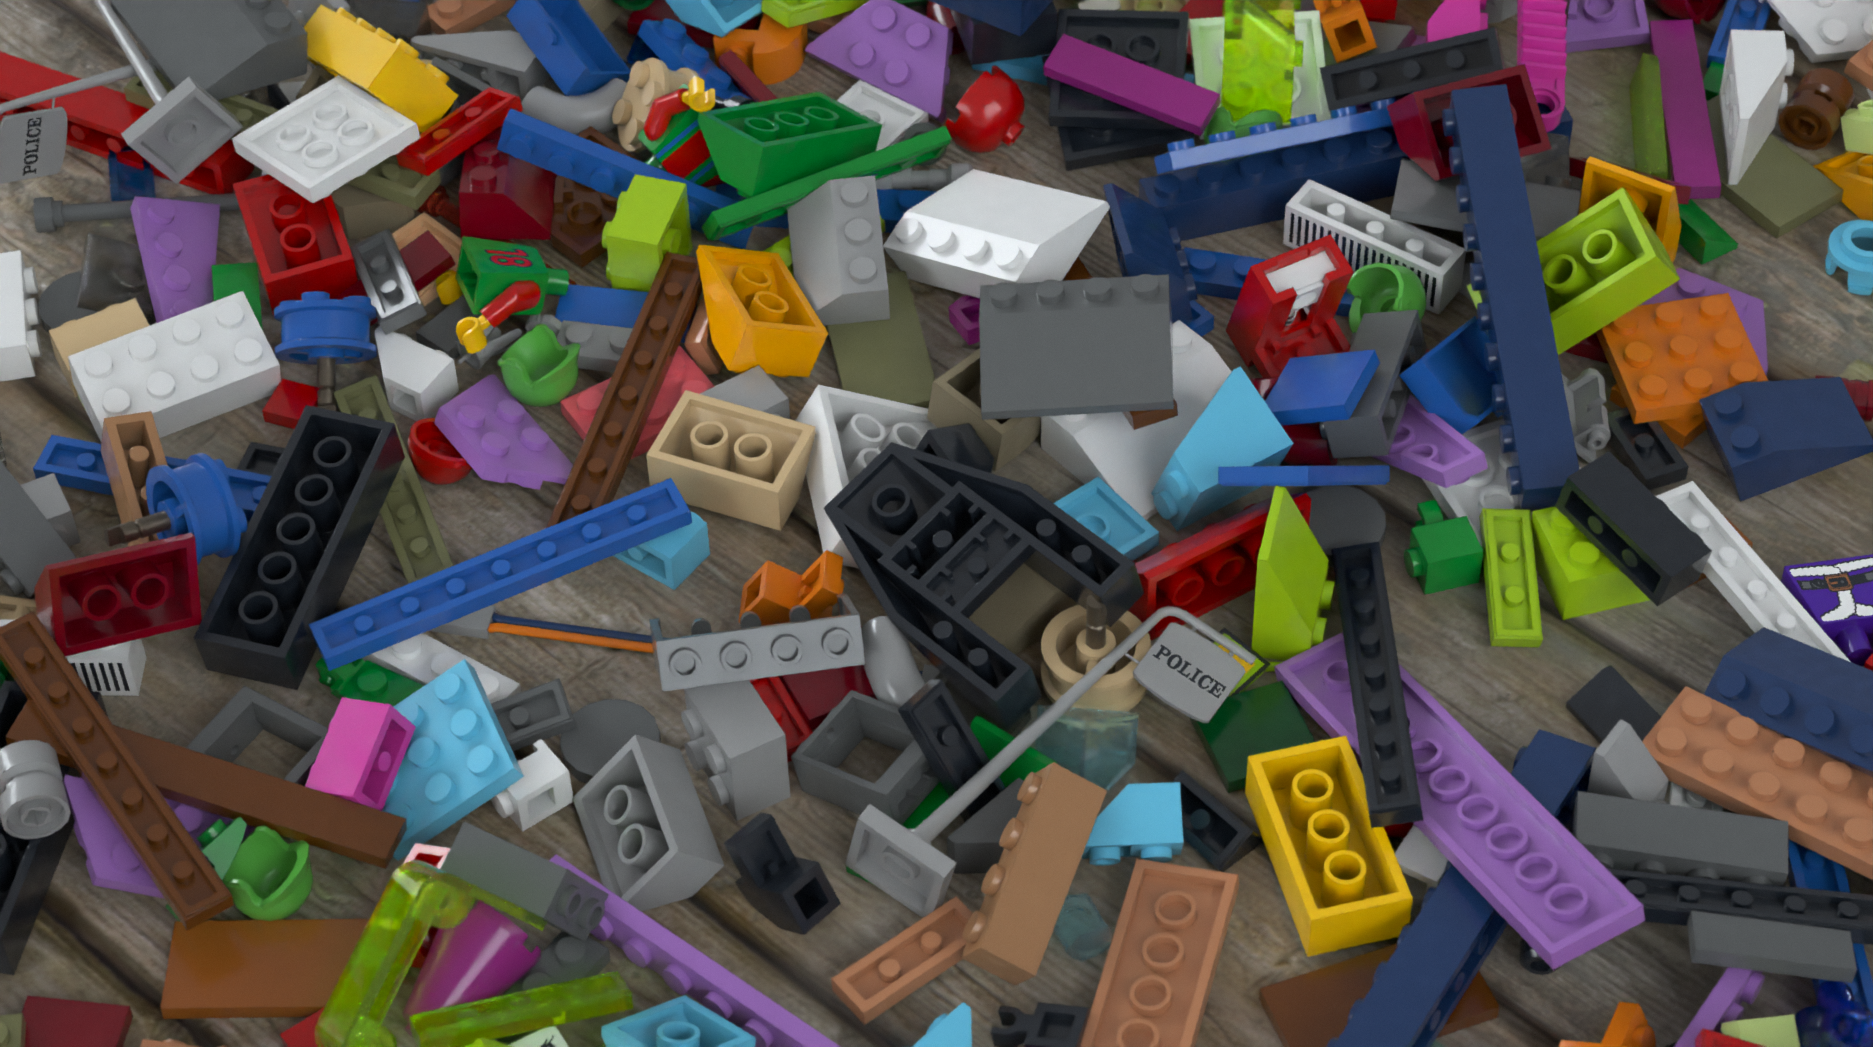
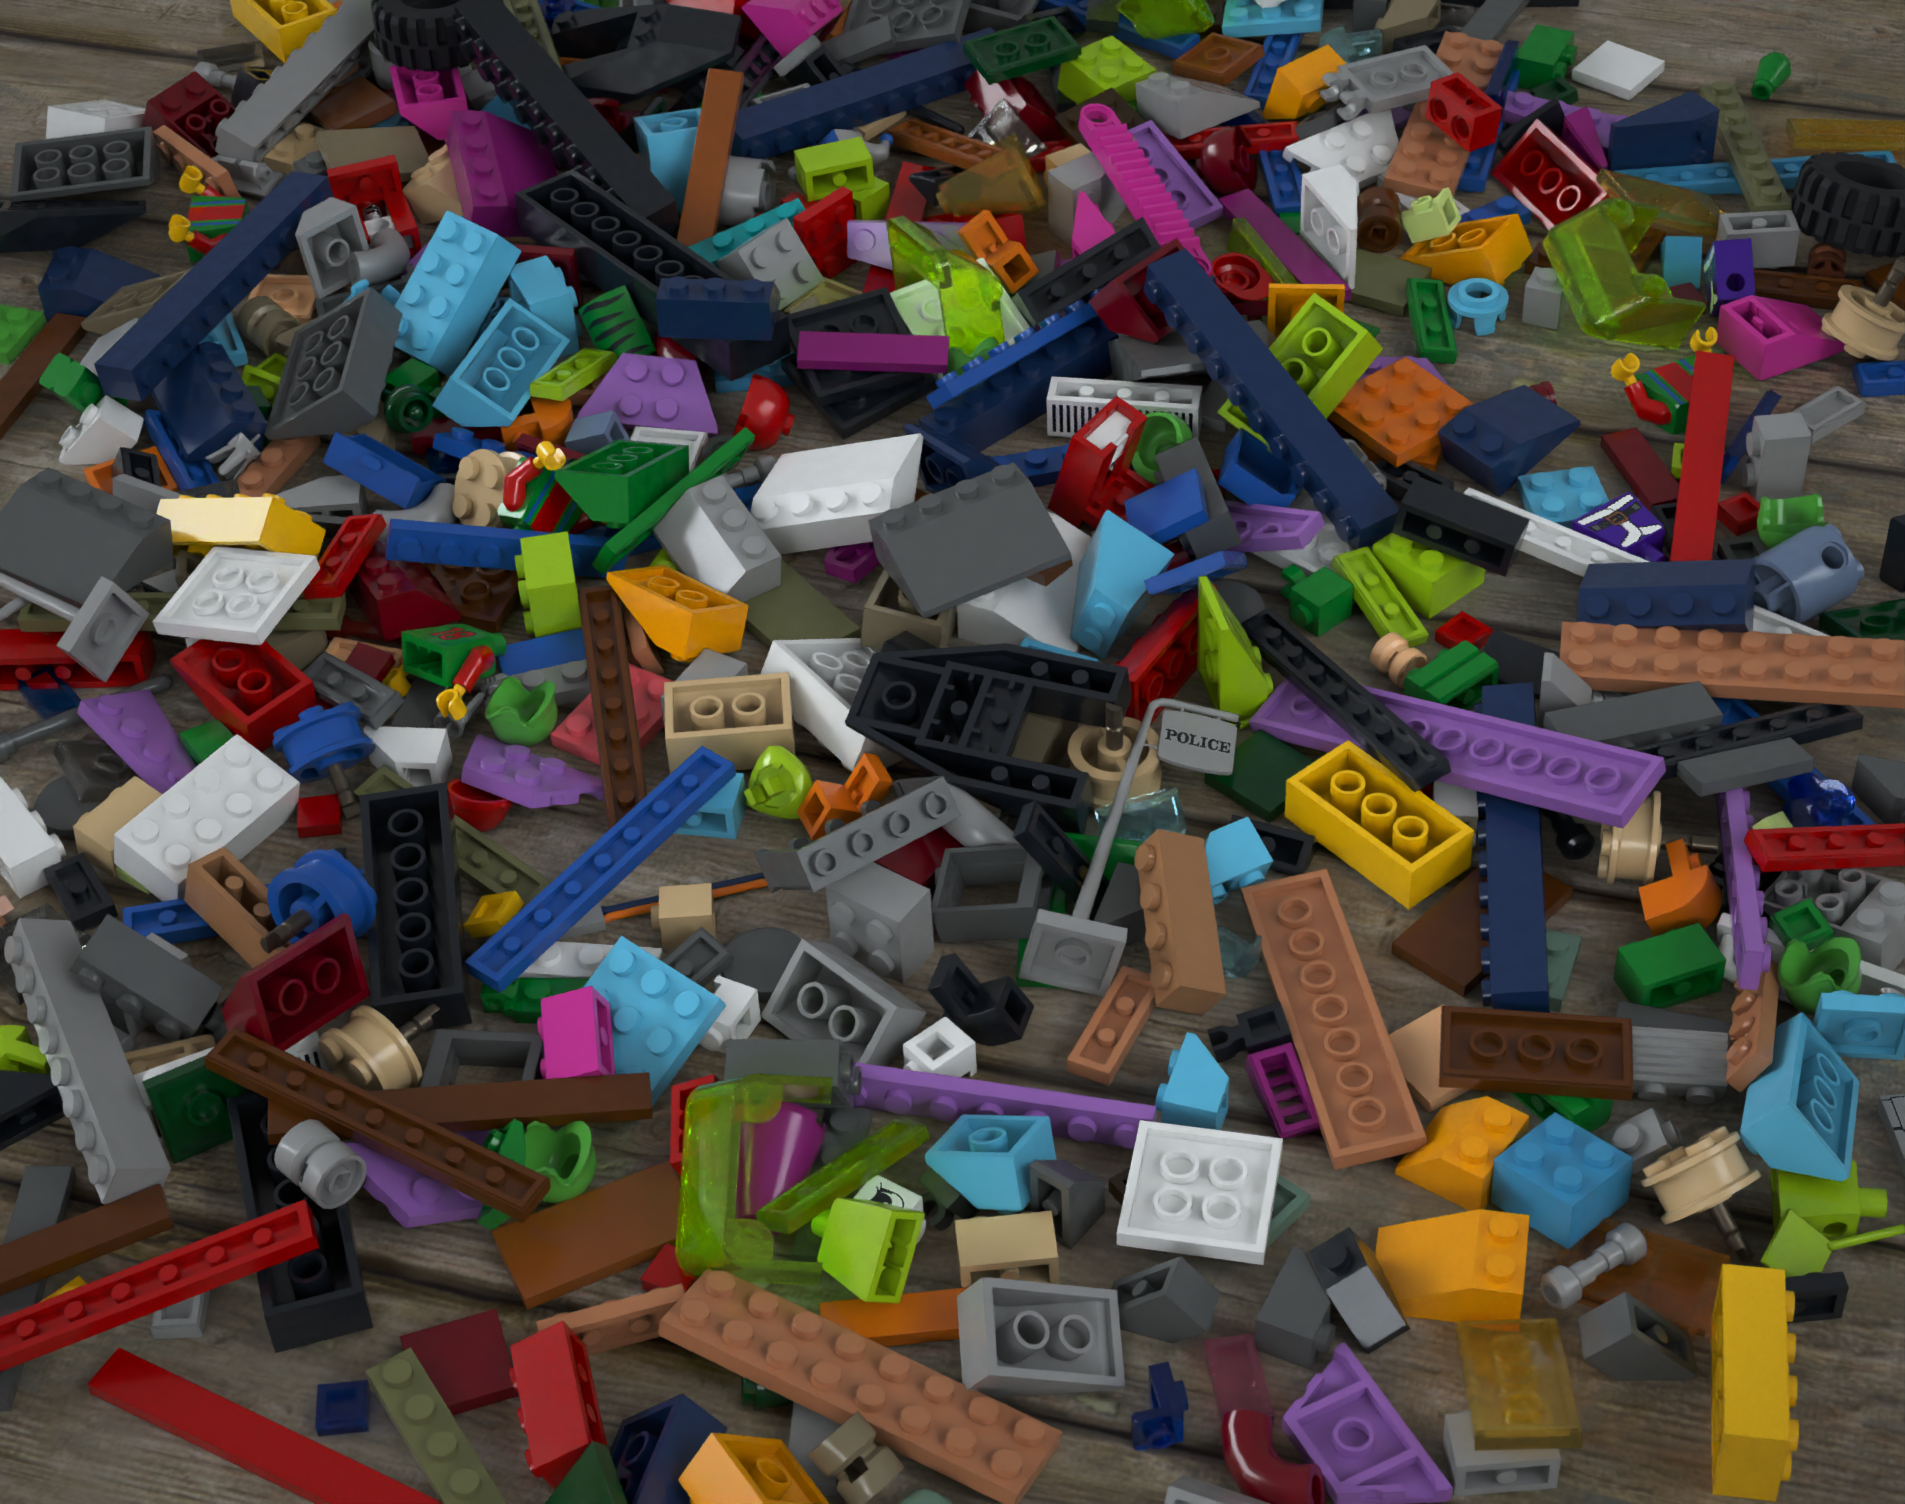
camera: 25 degrees left, 5 degrees down
(28, 401) = (80, 892): none -> black plate
(166, 692) = (374, 1051): none -> tan wheel
(378, 579) = (493, 913): none -> yellow plate
(563, 653) = (682, 912): none -> tan brick
(708, 918) = (941, 1051): none -> white brick
(739, 545) = (778, 783): none -> lime piece
(806, 74) = (595, 432): none -> sand blue brick
(1484, 657) = (1395, 657): none -> light nougat wheel
(1513, 708) = (1453, 677): none -> green brick
(1583, 654) = (1463, 628): none -> red tile
(1594, 983) = (1634, 849): none -> tan wheel
(1607, 128) = (1240, 278): none -> red hat
(1798, 256) = (1431, 320): none -> green tile
(1808, 528) = (1561, 494): none -> medium azure plate

